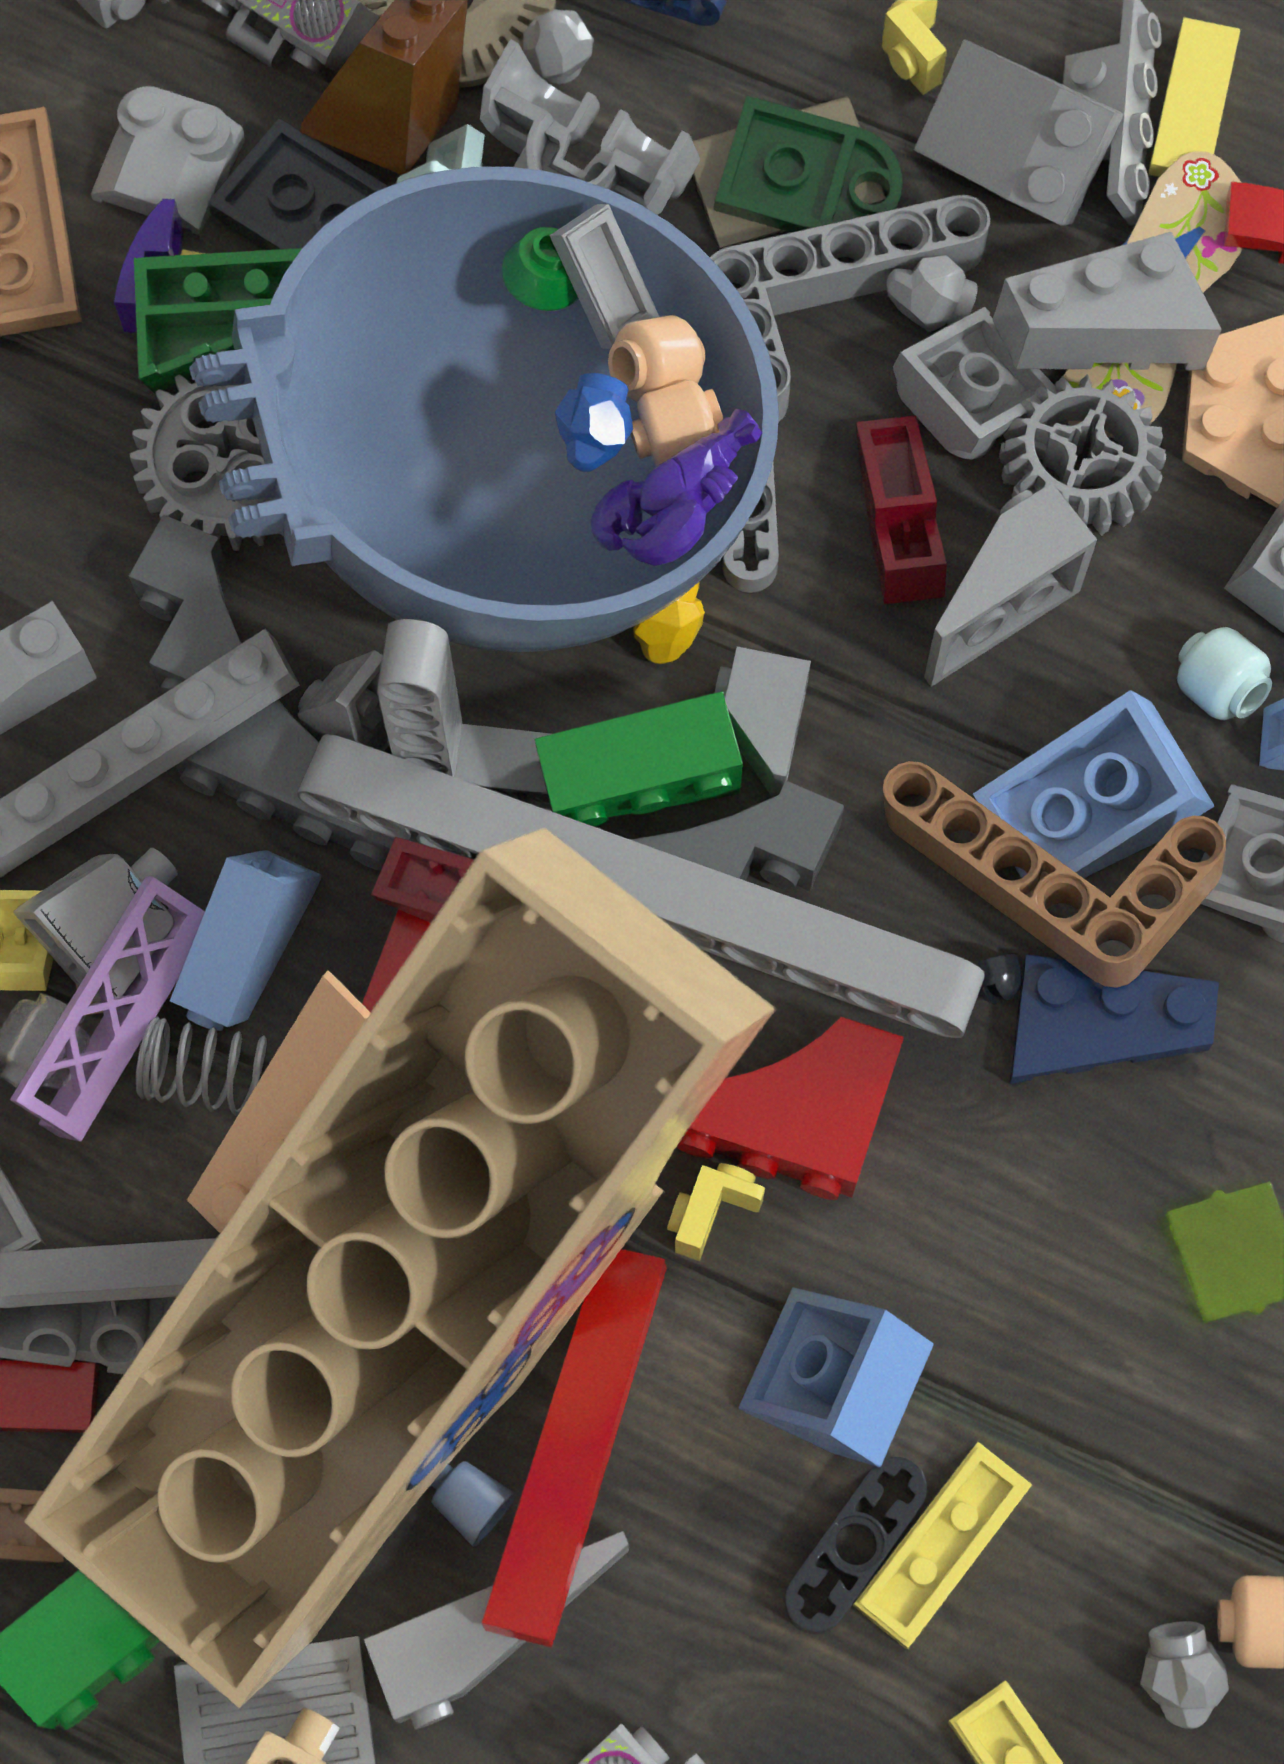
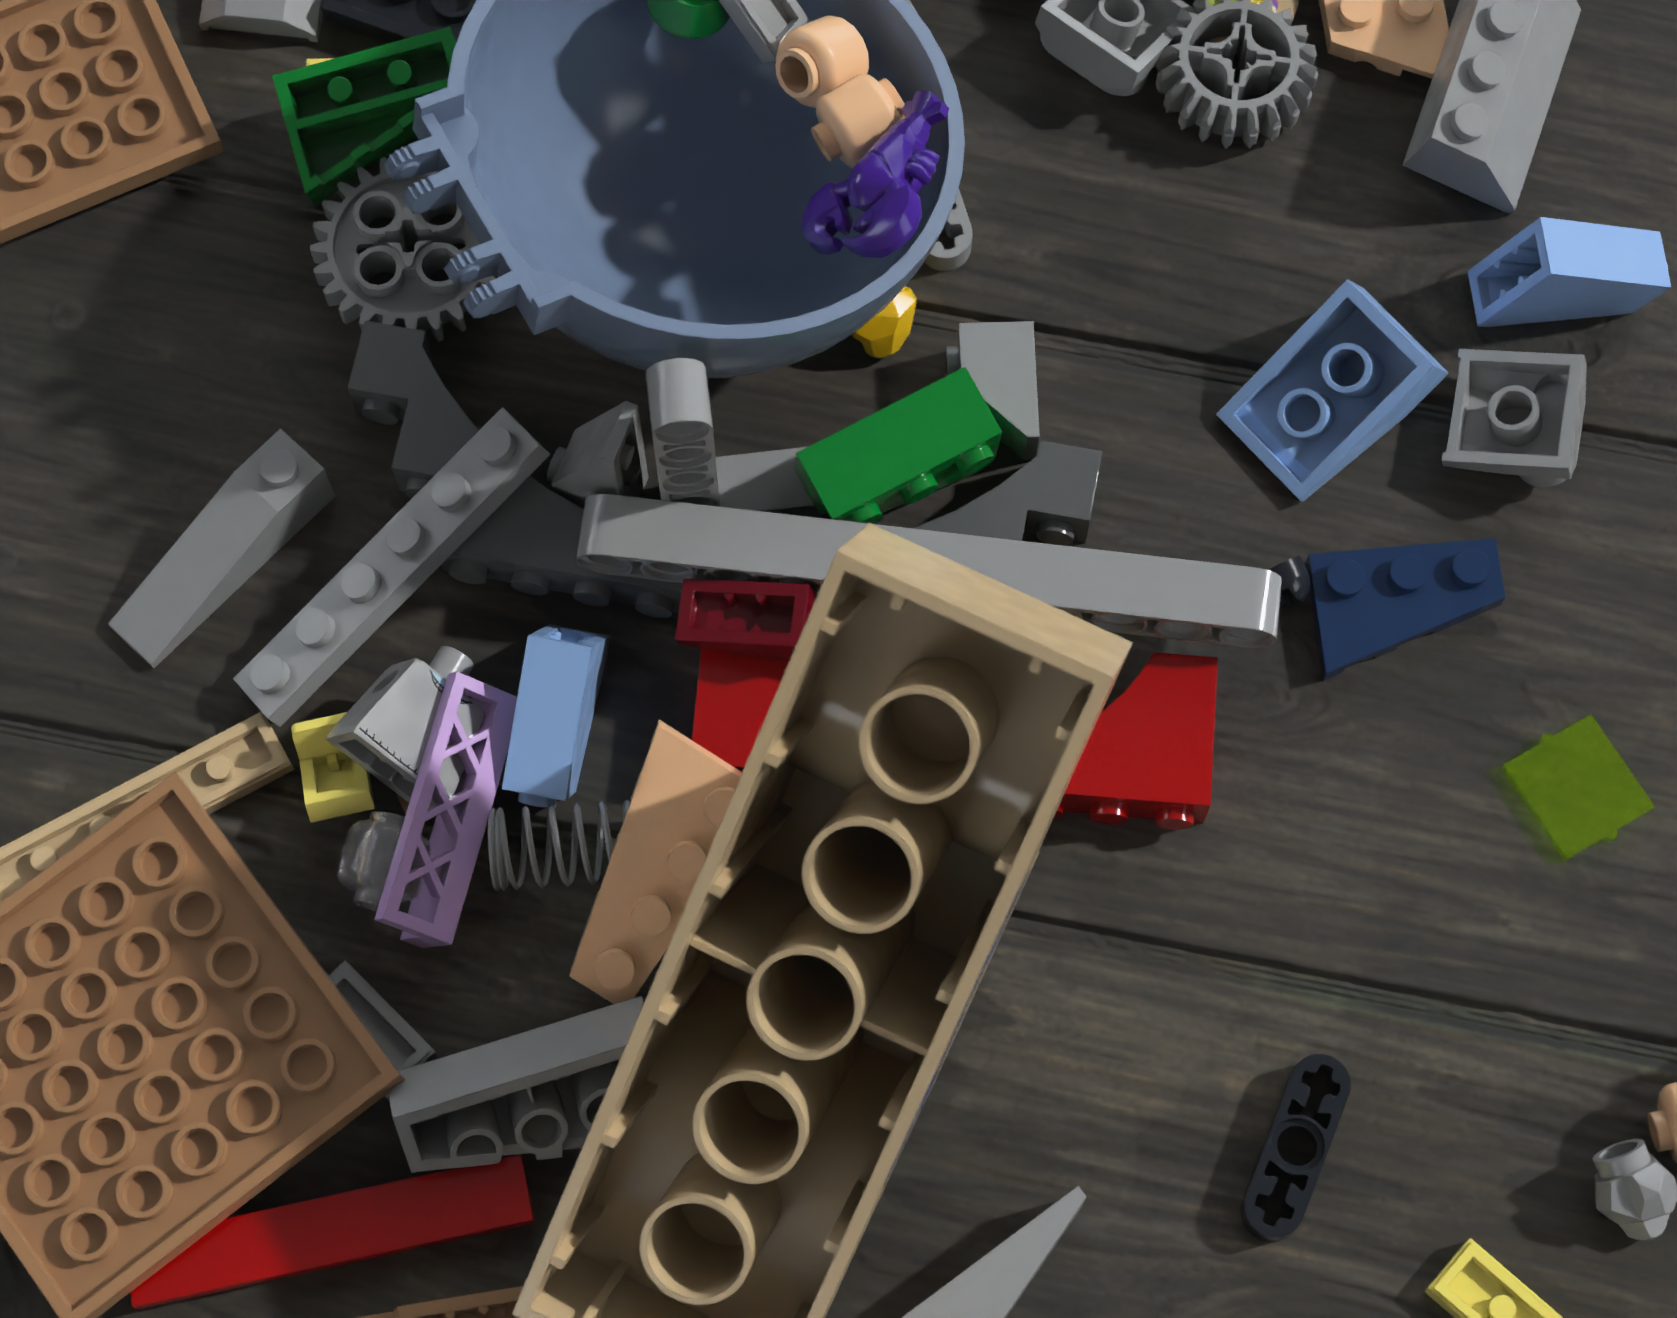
camera: 15 degrees left, 0 degrees up
(157, 237) = (280, 54): dark purple slope -> none
(471, 1500) = (921, 1195): sand blue piece -> none
(574, 1451) = (1010, 1124): red tile -> none
(594, 420) = (780, 133): blue rock -> none
(696, 1213) = (1063, 872): light yellow bracket -> none
(837, 1375) = (1237, 991): medium blue slope -> none
(901, 510) = (1077, 158): dark red slope -> none
(942, 1545) = (1376, 1128): light yellow tile -> none
(1022, 572) = (1214, 189): light grey slope -> none
(1051, 881) = (1315, 476): medium nougat beam -> none
(1224, 673) = (1424, 245): light aqua head -> none

